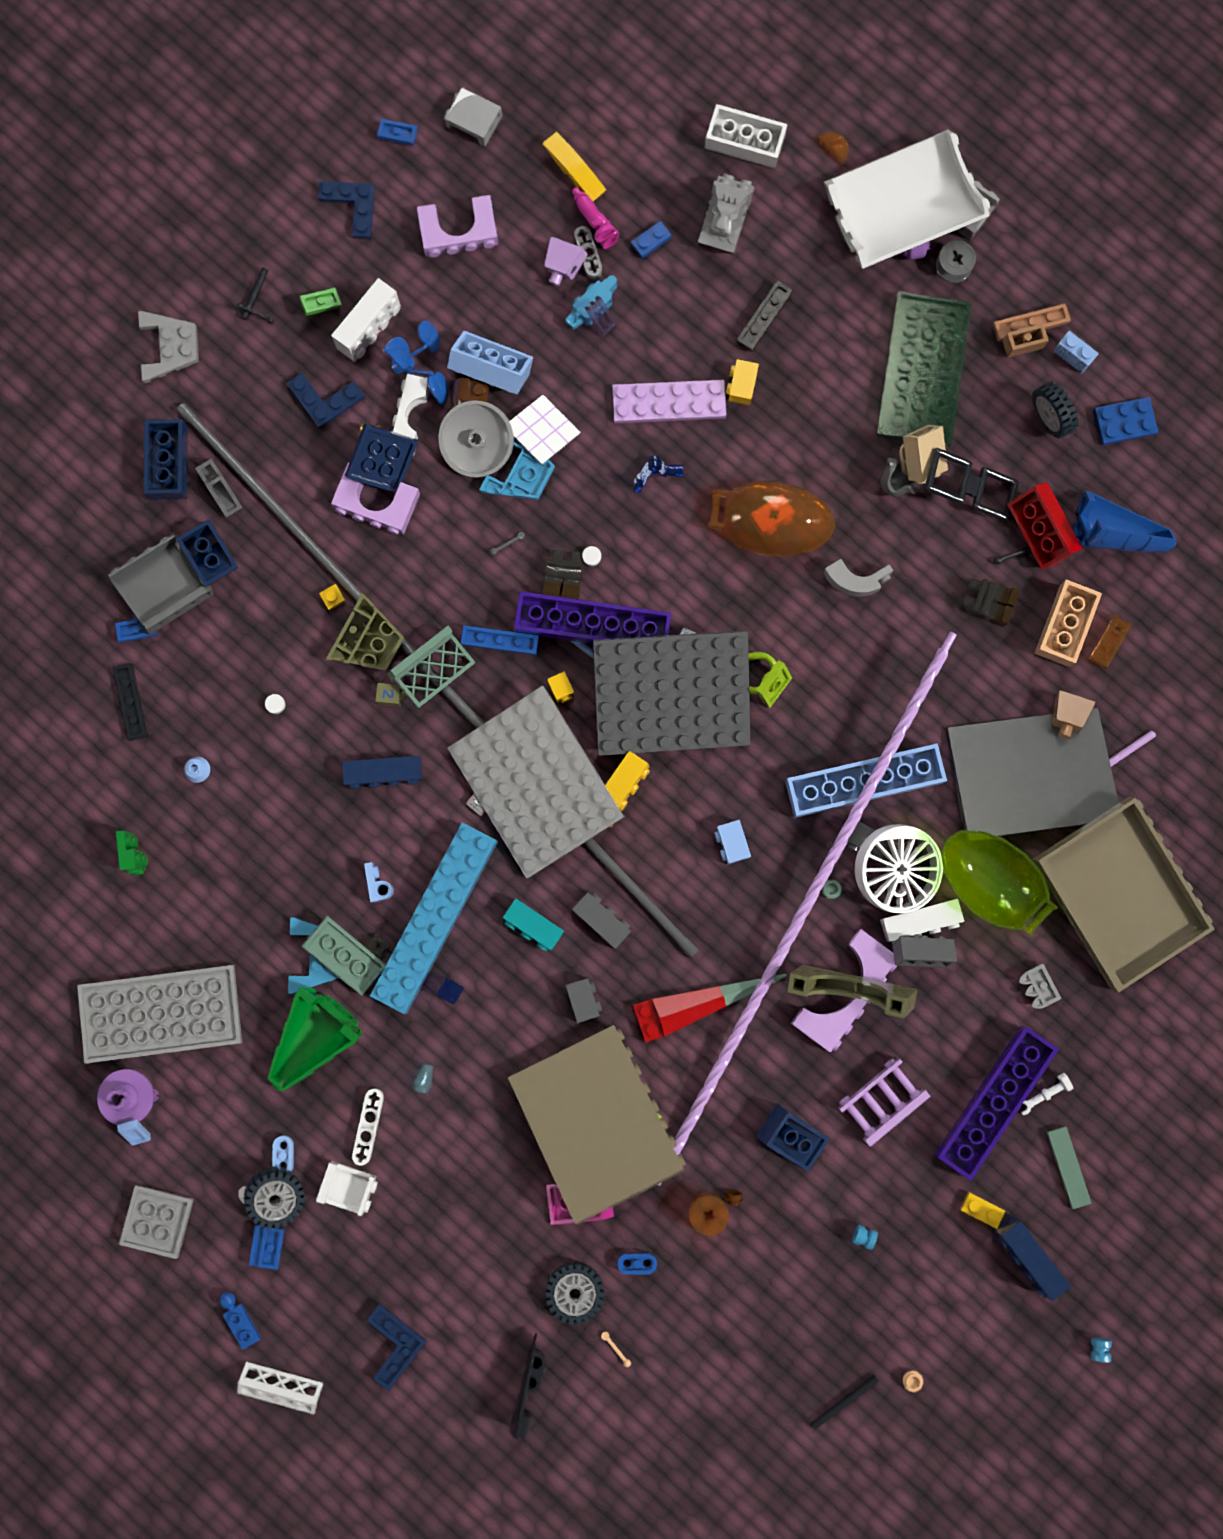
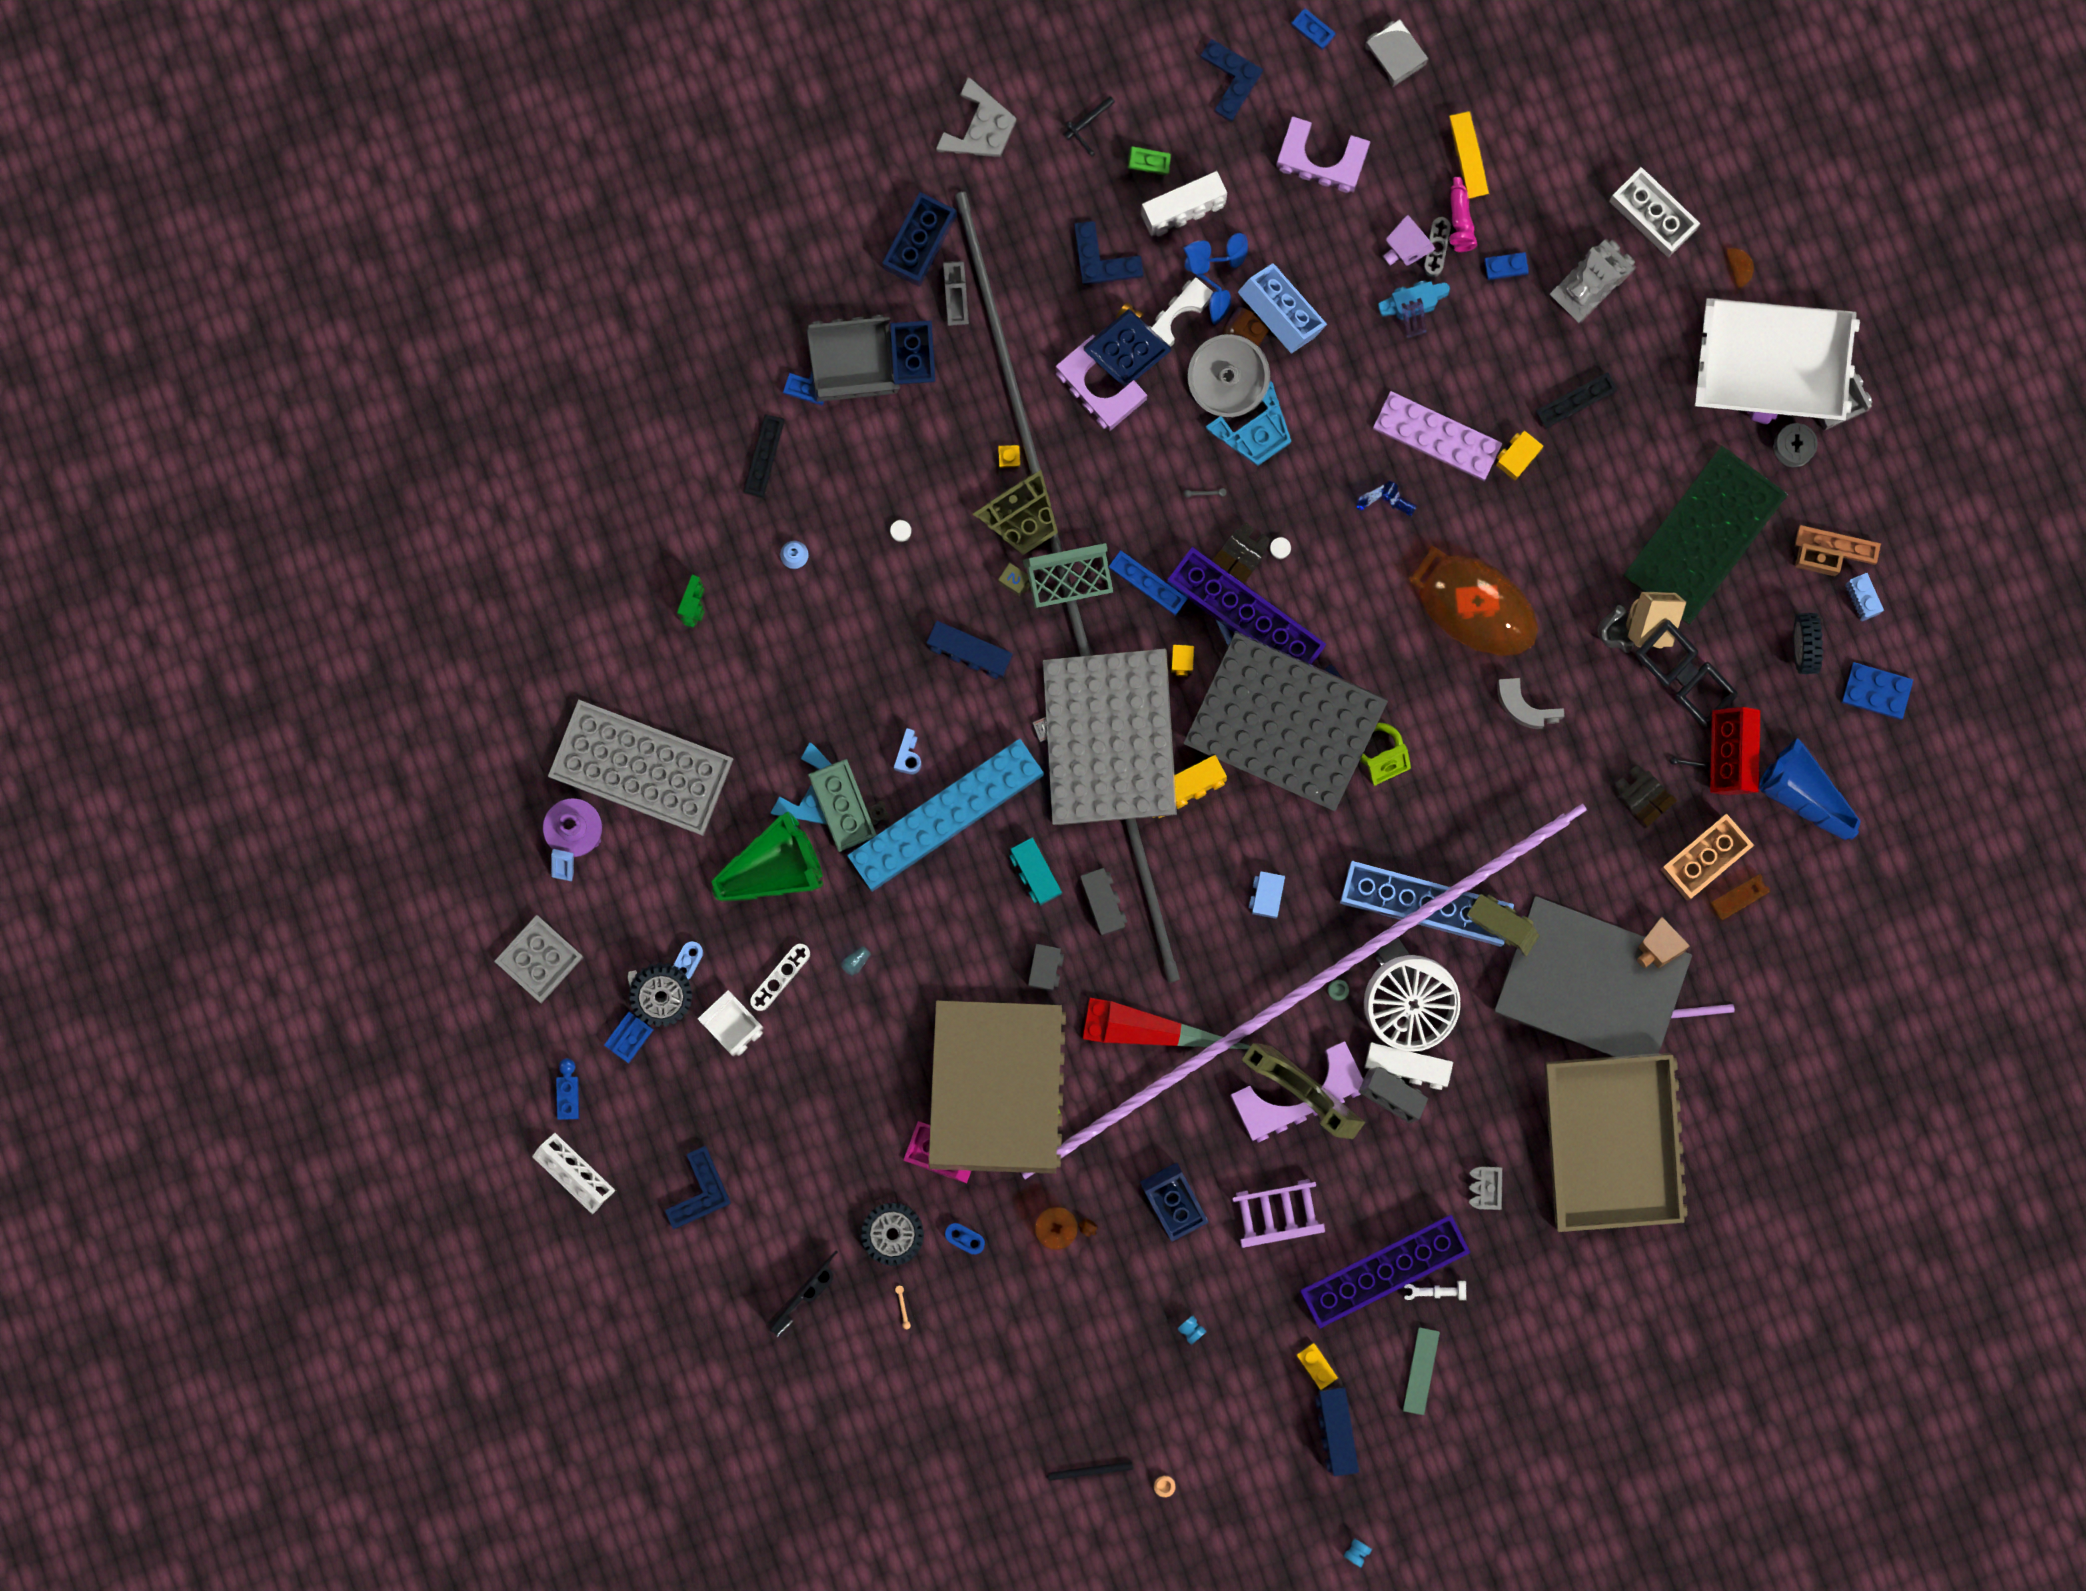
camera: 30 degrees right, 0 degrees up
(450, 991) = (924, 892): clear blue panel -> none
(543, 429) = (1299, 399): white piece -> none
(939, 763) = (1504, 923): none -> olive wedge
(996, 880) = (1496, 1061): clear neon green windscreen -> none

